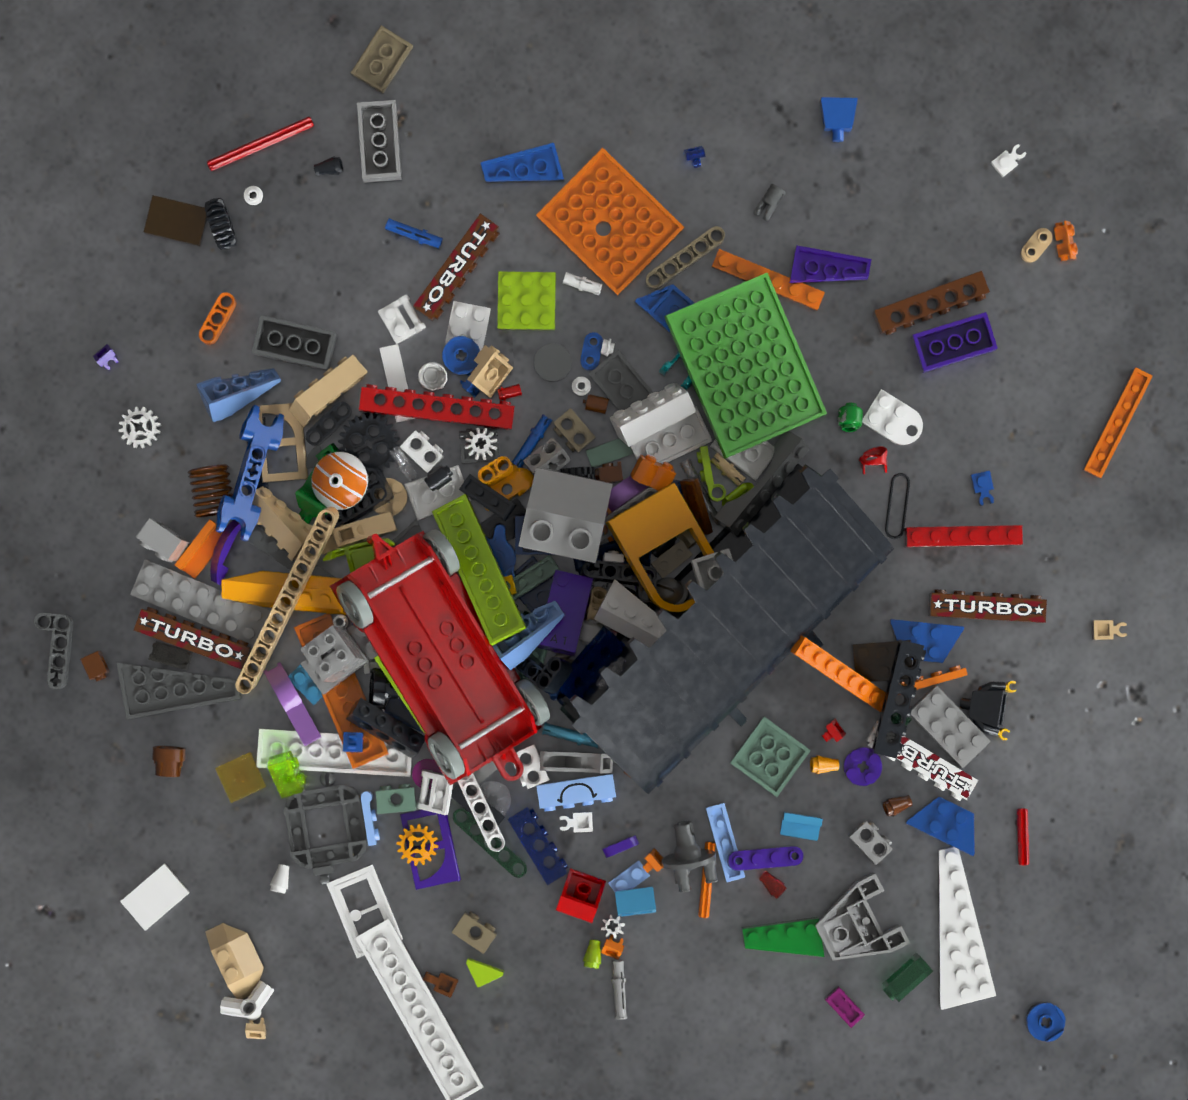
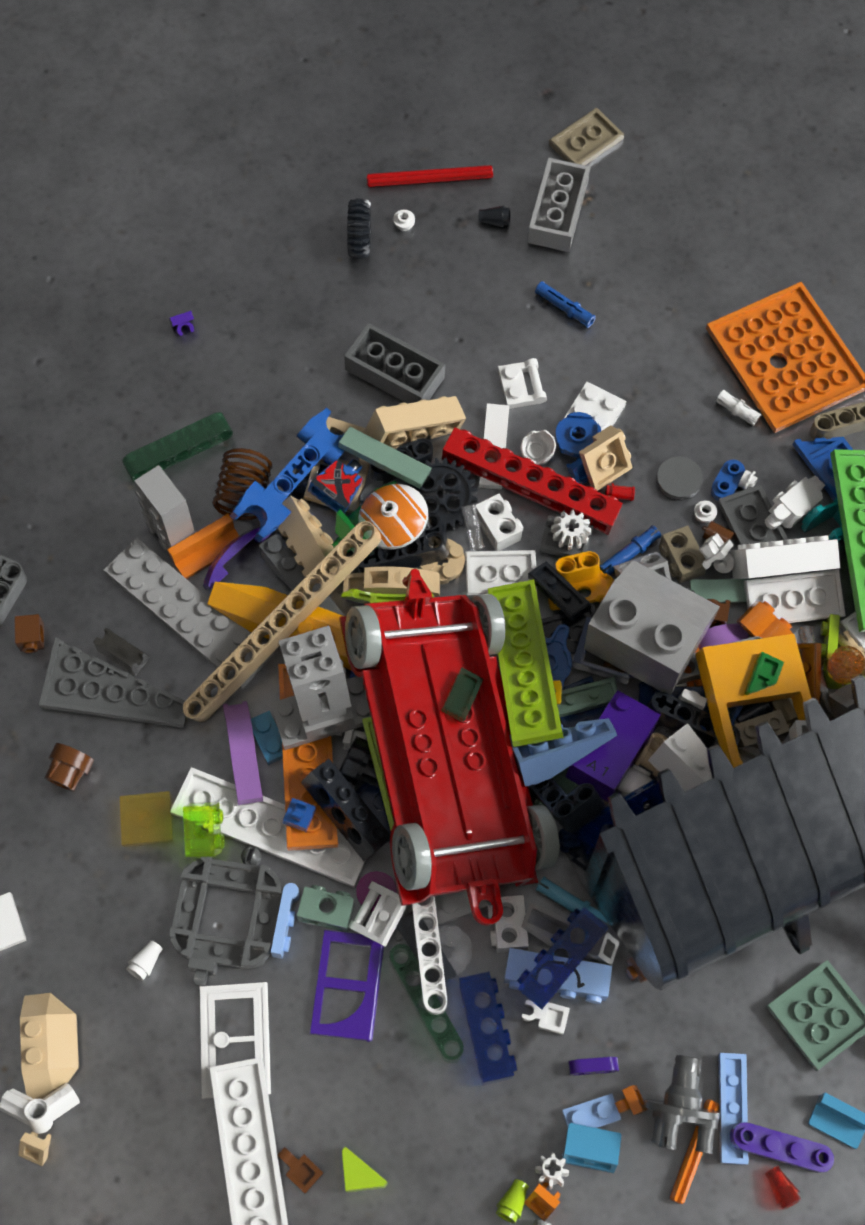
camera: 20 degrees right, 20 degrees down
(134, 434) = (194, 393): white gear -> none
(146, 471) = (178, 445): none -> clear green beam
(175, 220) = (312, 219): dark brown tile -> none
(191, 638) = (152, 637): brick -> none
(217, 308) = (322, 311): orange beam -> none
(229, 395) = (294, 400): medium blue wedge -> none
(287, 465) = (337, 485): none -> torso
(315, 432) = (384, 457): none -> sand green tile
(411, 837) = (323, 977): light orange gear -> none
(438, 477) = (509, 553): black brick -> none
(441, 616) = (462, 694): none -> clear green tile
(456, 267) = (601, 349): brick -> none
(479, 942) = (369, 1131): dark tan brick -> none
(526, 300) = (668, 407): lime plate -> none
(528, 165) = (715, 277): blue wing -> none
(568, 812) = (542, 993): none -> clear blue brick
(581, 895) = (521, 1114): red slope -> none
(599, 425) = (717, 552): none -> white hips
(650, 358) = (796, 503): none -> white hinge
(660, 525) = (764, 674): none -> green tile
(721, 488) = (845, 664): none -> clear orange wheel

